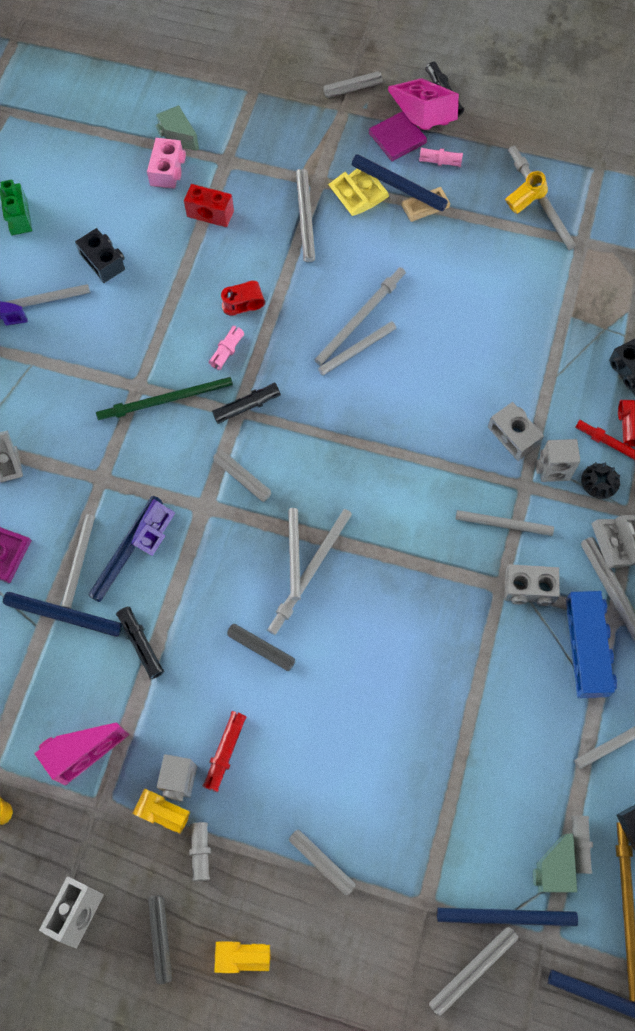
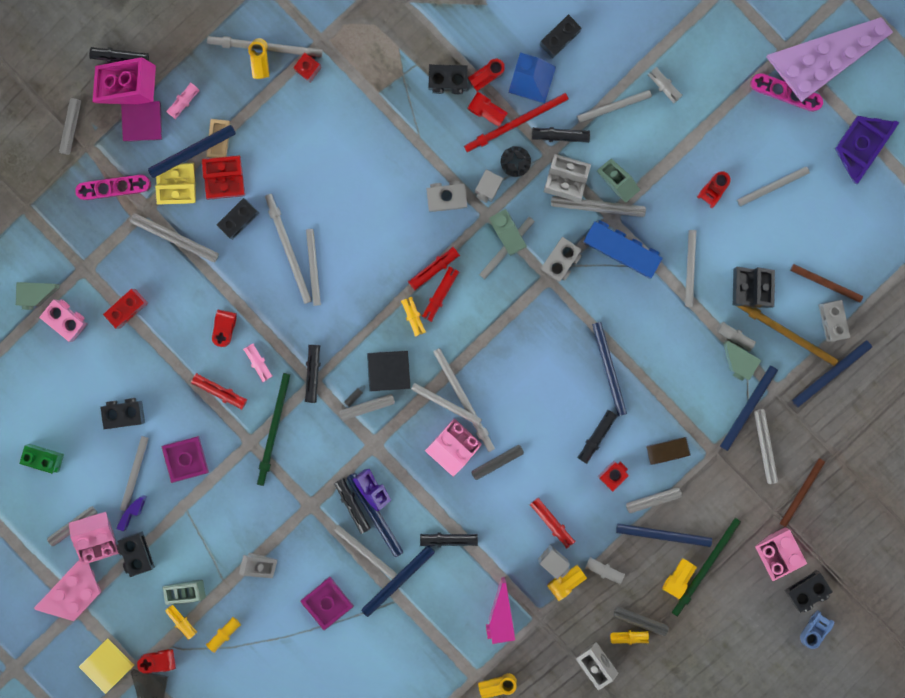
camera: 55 degrees left, 20 degrees up
(85, 335) = (185, 459): none -> magenta tile
(129, 509) = (348, 499): none -> black pin
(131, 936) = (629, 637): none -> yellow axle
(175, 336) = (226, 395): none -> red pin
(220, 981) = (686, 598): none -> dark green bar
(245, 457) = (353, 397): none -> dark grey piece
(250, 587) = (453, 447): none -> bright pink slope
(286, 904) = (664, 535): none -> dark blue piece
(295, 475) = (388, 371): none -> black slope
(315, 782) = (605, 475): none -> red brick
(323, 141) = (113, 187): none -> dark pink beam
(352, 744) = (597, 436): none -> black pin
(361, 254) = (237, 218): none -> black brick
(368, 468) = (413, 316): none -> yellow pin
(392, 225) = (223, 177): none -> red slope
(393, 843) = (668, 450): none -> dark brown slope
(410, 481) = (440, 294): none -> red pin
(438, 462) = (435, 267): none -> red pin
(445, 713) = (609, 369): none -> dark blue piece
(523, 508) = (507, 232): none -> sand green slope
(550, 237) = (307, 67): none -> red brick

